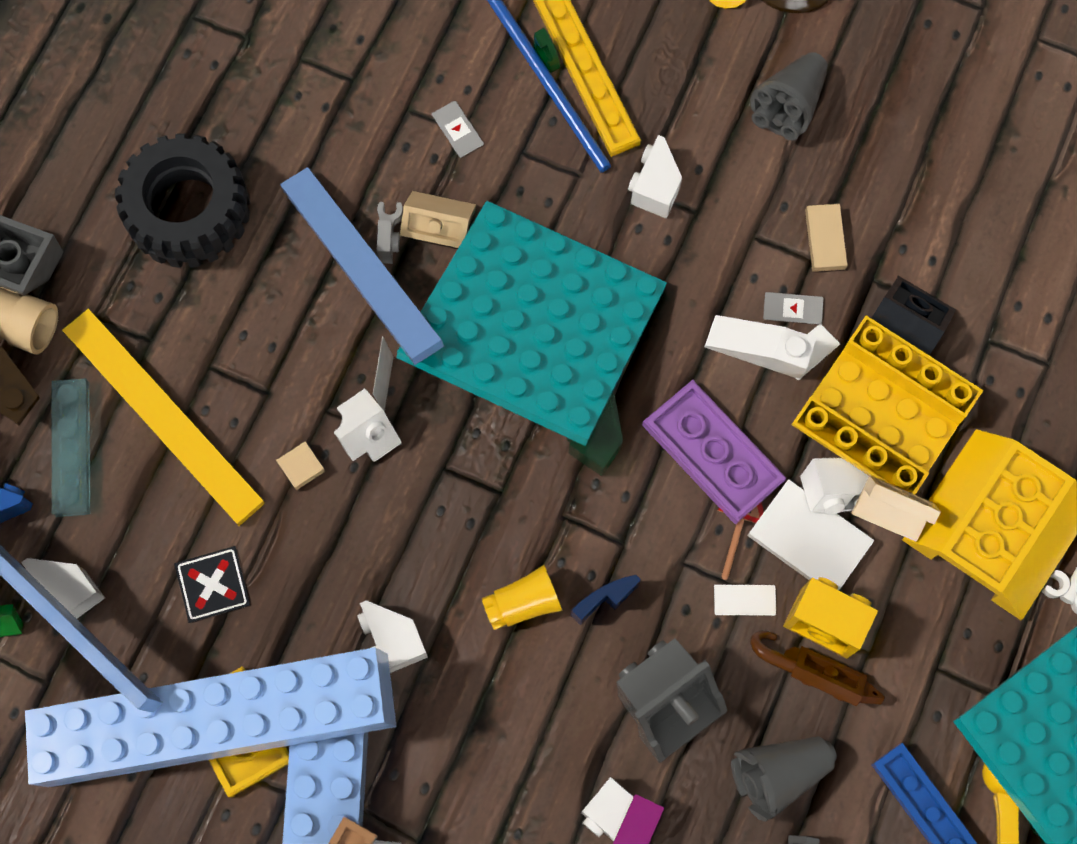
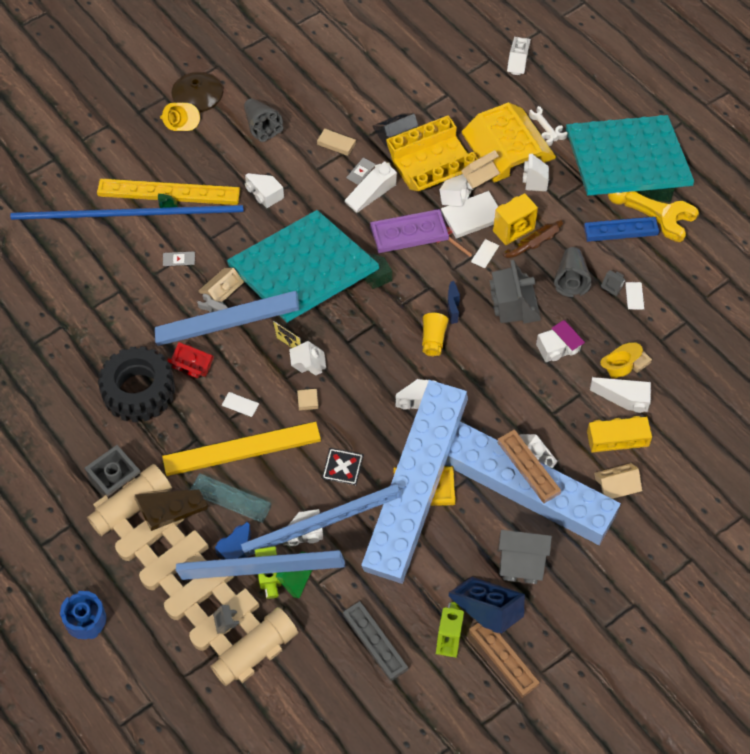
camera: 60 degrees left, 15 degrees down
(243, 369) = (240, 404): none -> white sticker
(271, 253) = (191, 359): none -> red bracket
(953, 605) = (535, 174): none -> white slope

